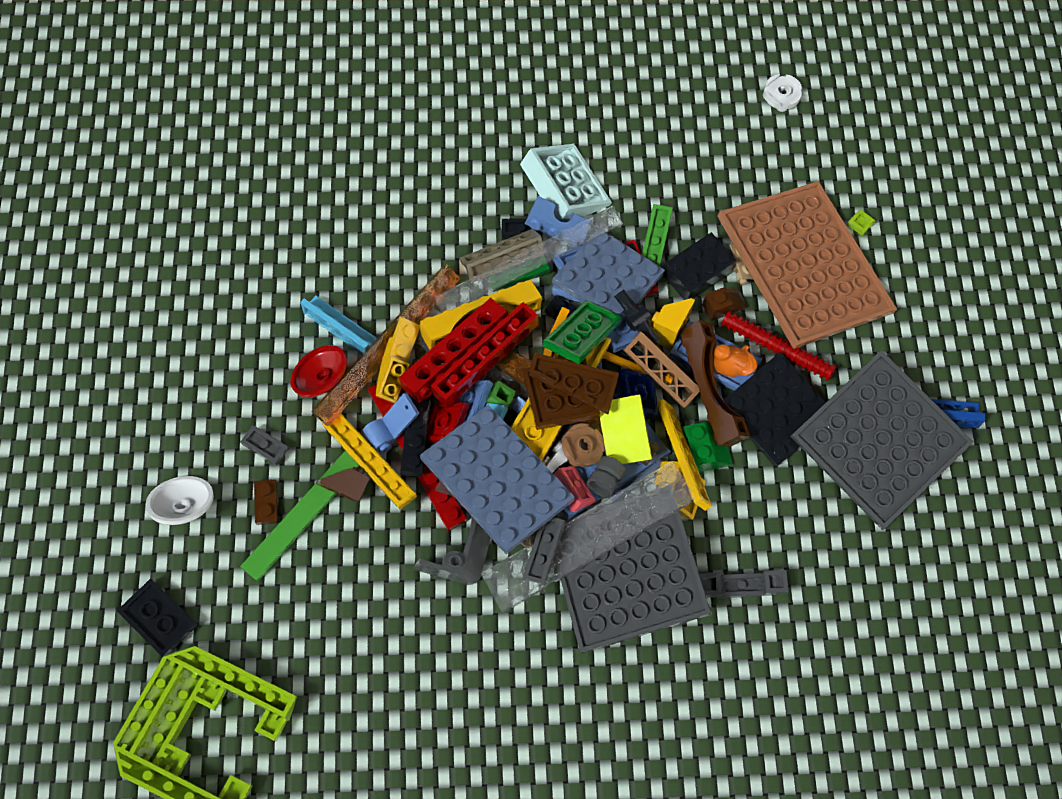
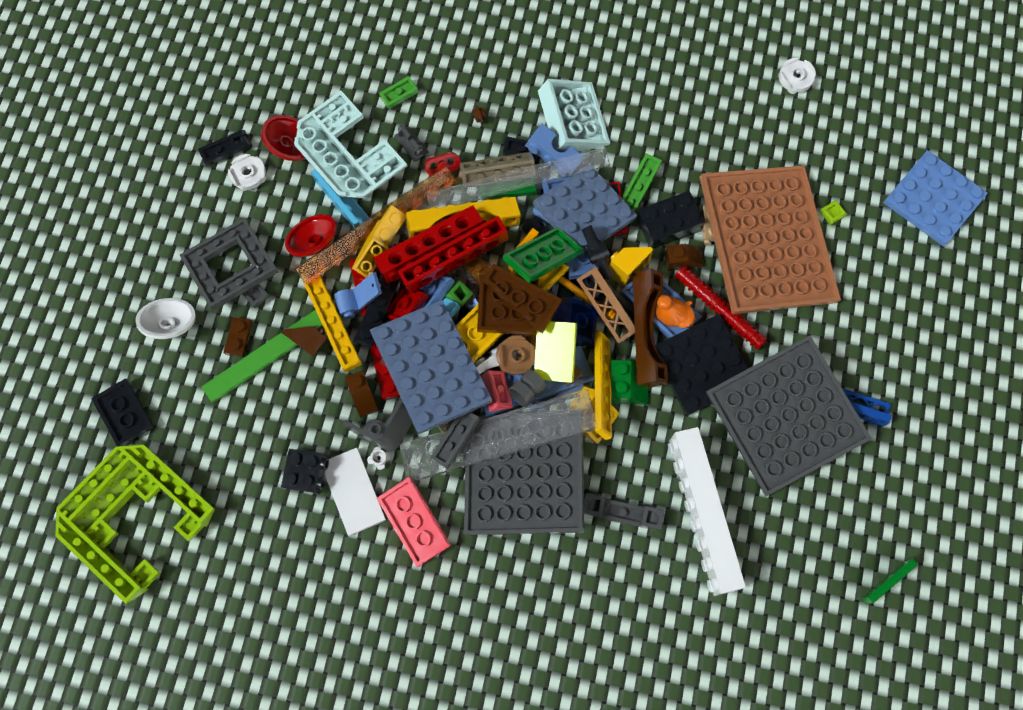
camera: 20 degrees right, 5 degrees up
(192, 299) = (225, 147): none -> black plate
(227, 330) = (250, 181): none -> white plate
(234, 459) = (220, 294): none -> dark grey plate
(262, 272) = (279, 136): none -> red dish
(298, 269) = (319, 145): none -> light aqua slope
(370, 198) = (398, 92): none -> bright green plate
(385, 629) = (305, 471): none -> black plate
(398, 248) = (410, 143): none -> dark grey hinge
(423, 529) = (361, 393): none -> reddish brown slope
(438, 261) = (441, 161): none -> red plate
(444, 638) = (353, 492): none -> white tile
(462, 588) = (377, 452): none -> white plate
(464, 202) = (479, 114): none -> reddish brown plate
(521, 653) = (414, 521): none -> coral tile
(829, 561) = (706, 512): none -> white brick
(957, 185) = (935, 198): none -> medium blue plate
(1034, 584) = (889, 581): none -> green tile

